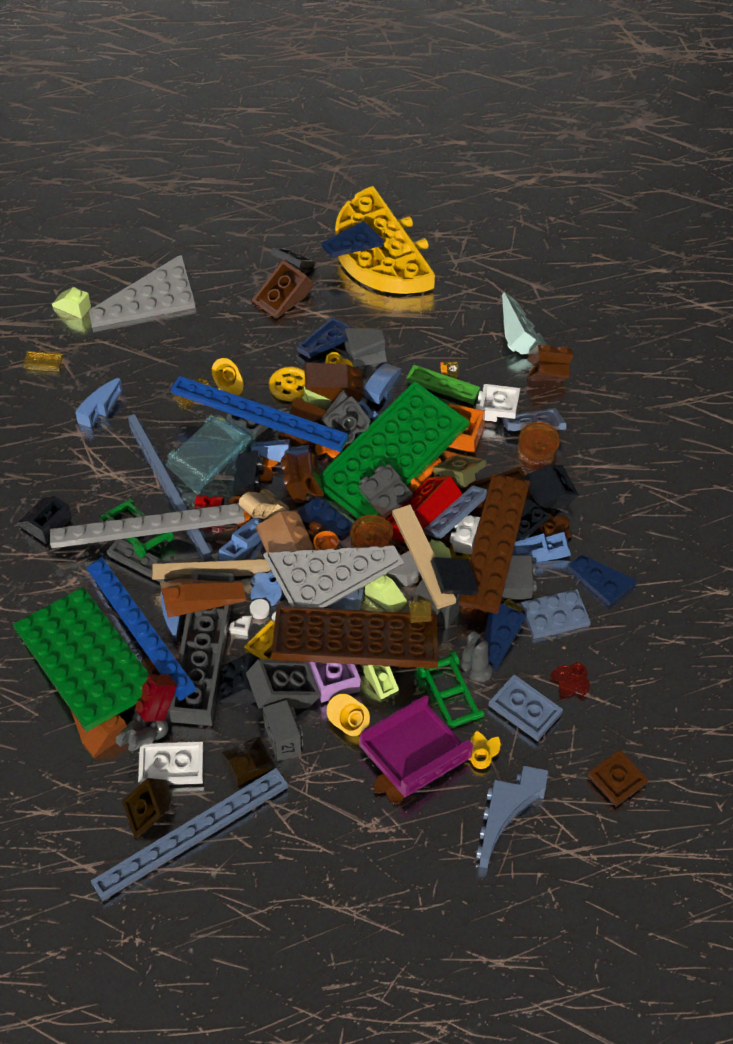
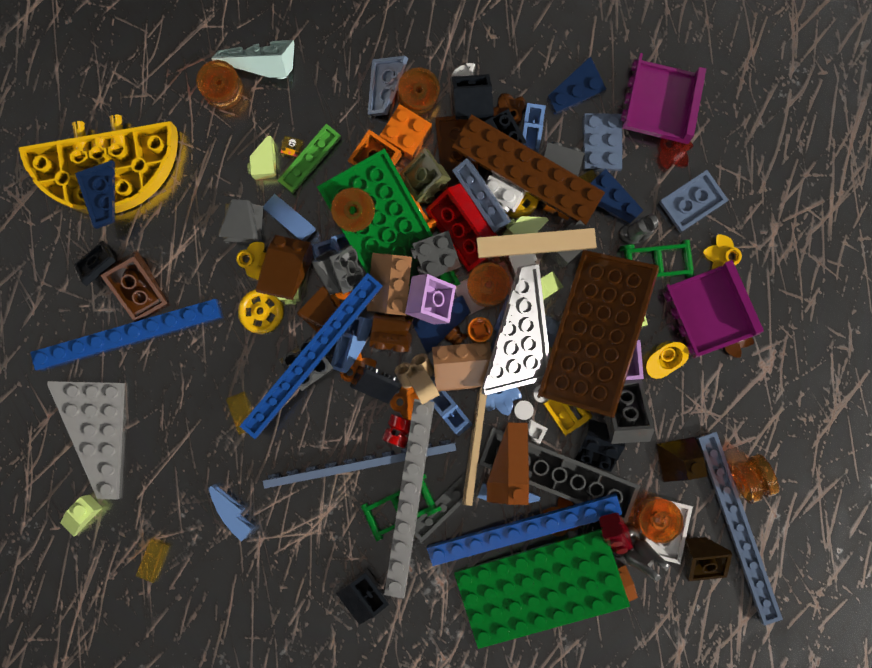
camera: 75 degrees left, 30 degrees up
(180, 739) = (669, 521): none -> clear orange wheel
(208, 452) = (336, 414): clear light blue windscreen -> none
(227, 376) = (240, 372): yellow piece -> none
(239, 299) = (125, 334): none -> blue plate
(247, 825) = (755, 478): none -> clear orange wheel
(282, 730) = (672, 423): dark grey brick -> none
(325, 337) = (213, 258): dark blue wing -> none
(340, 490) = (430, 299): none -> lavender brick
(348, 465) = (394, 275): none -> medium nougat slope
(401, 408) = (353, 198): none -> clear orange wheel
(420, 611) = (587, 264): clear yellow tile -> none
(429, 351) = (263, 160): none -> yellowish green slope
(454, 576) = (569, 221): black tile -> none
(483, 303) = (219, 84): none -> clear orange wheel
(497, 446) = (406, 131): none -> orange brick
(498, 401) = (353, 112): white plate -> none
(506, 802) = (783, 250): sand blue arch -> none
(549, 363) = (321, 45): reddish brown piece -> none
(578, 483) = (464, 70): none -> white tile
(618, 650) = (663, 101): none -> magenta panel
(618, 778) = (781, 146): reddish brown plate -> none

